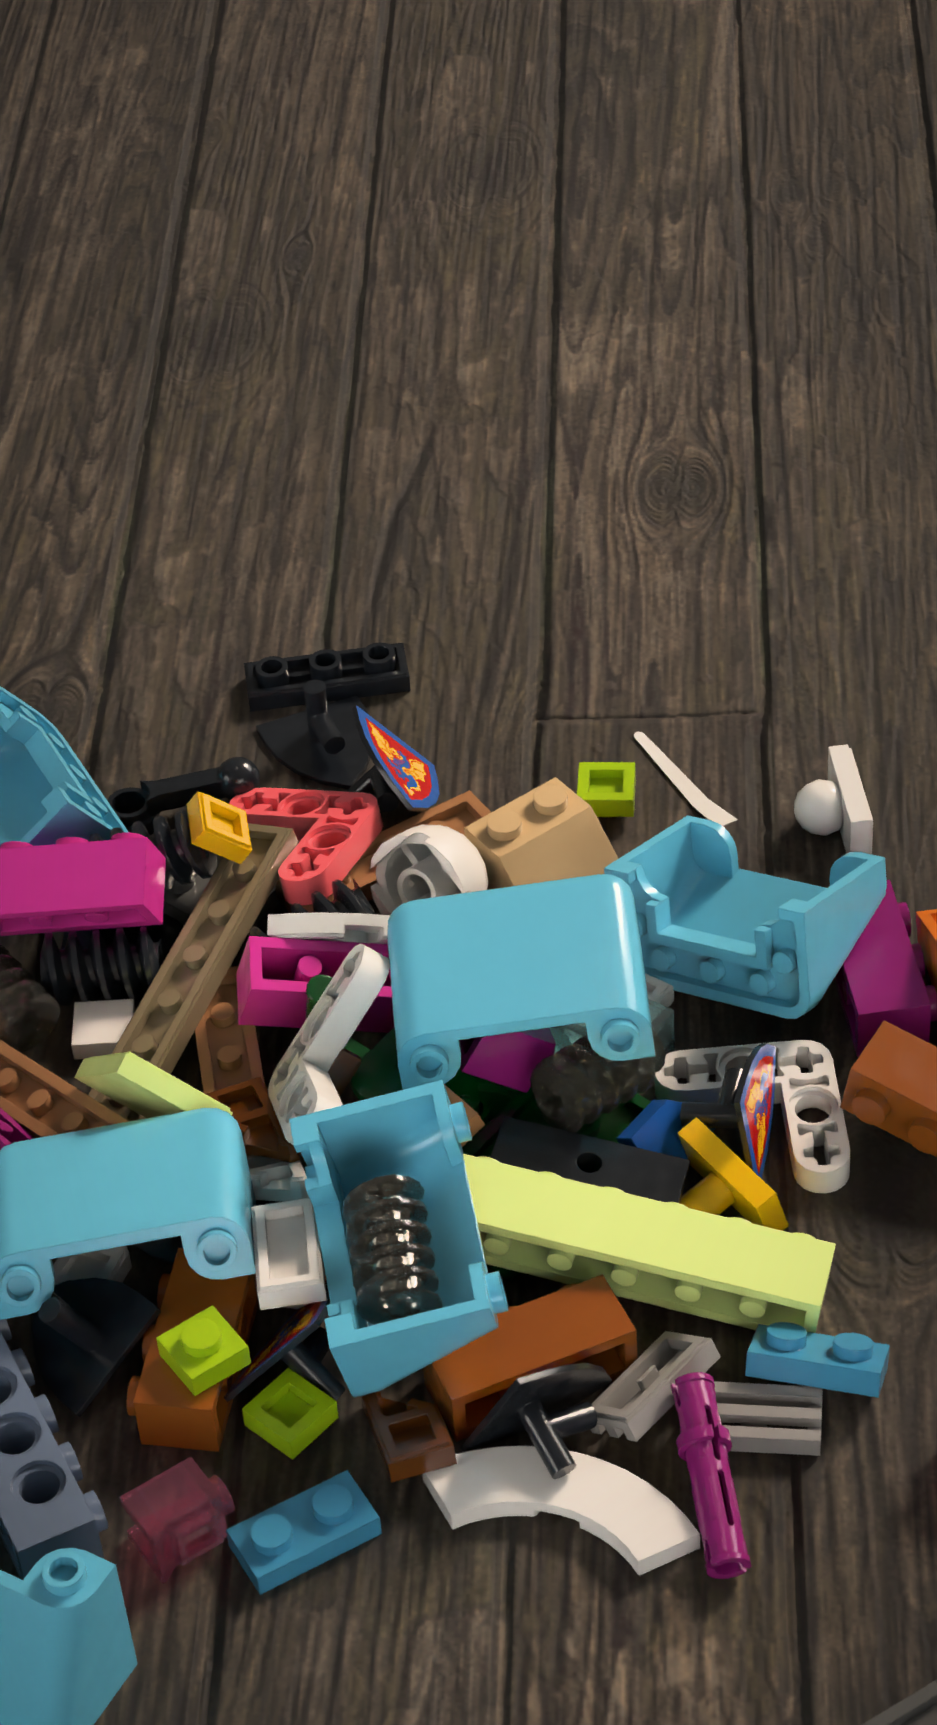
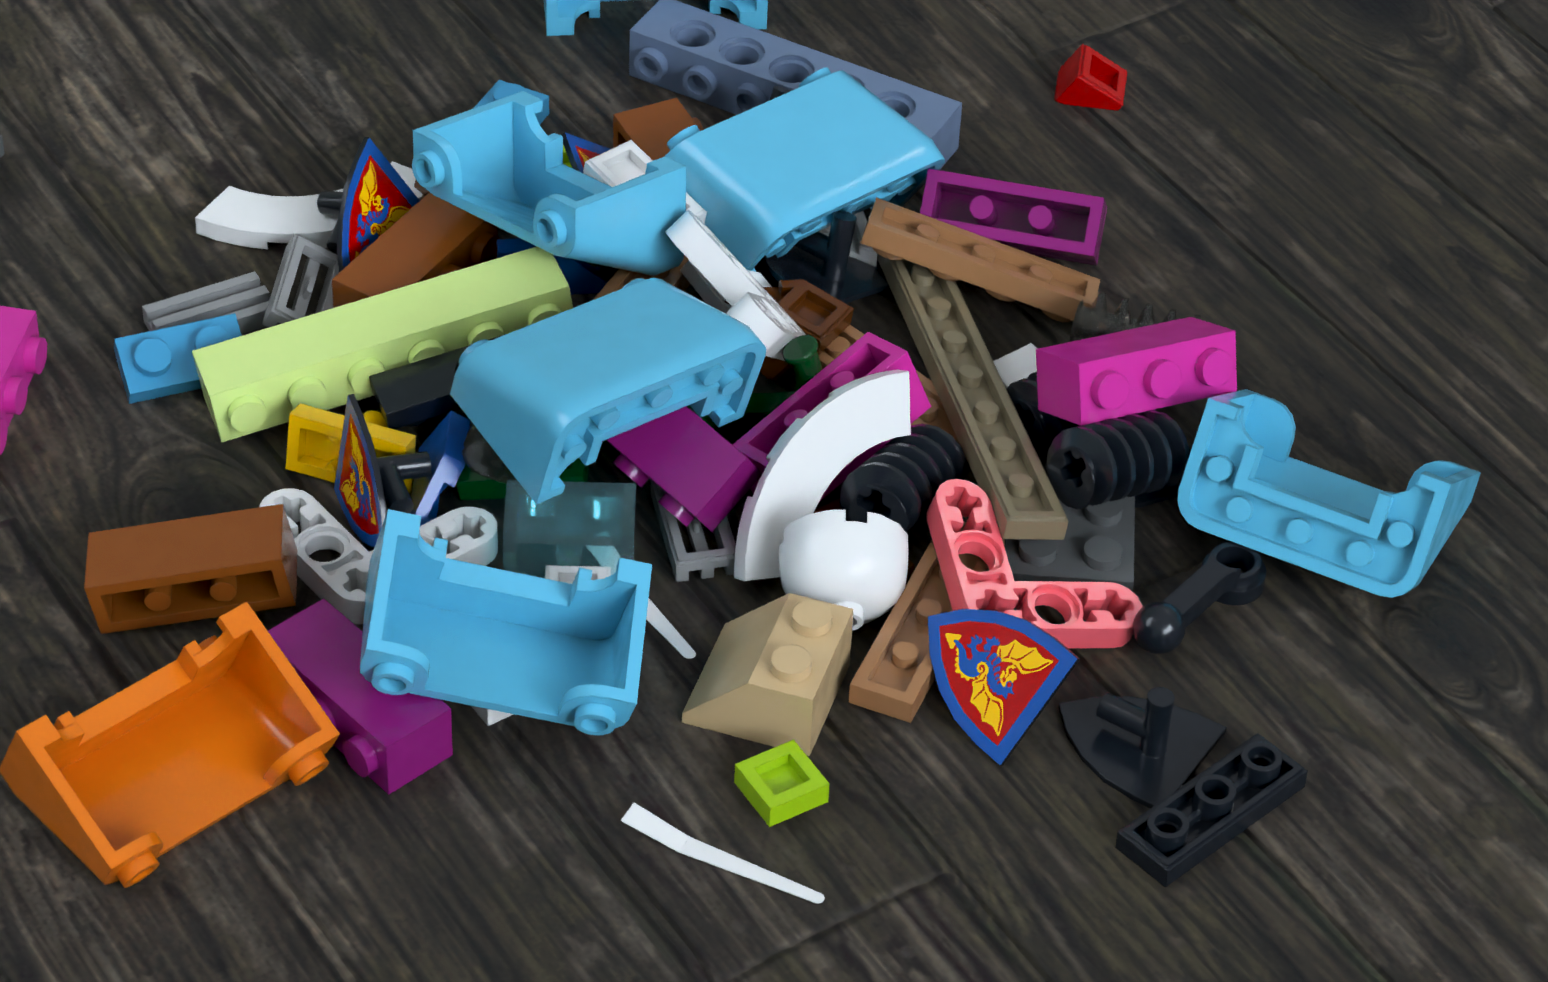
camera: 140 degrees right, 0 degrees up
(142, 1085) = (871, 248): yellowish green tile -> none
(177, 1516) = (582, 82): clear pink window -> none
(203, 1350) = (650, 126): lime plate -> none
(219, 827) = (1062, 466): yellow tile -> none
(390, 1249) = (527, 168): clear smoke piece -> none
(705, 1449) = (224, 251): magenta pin -> none
(837, 803) = (513, 861): white tile -> none

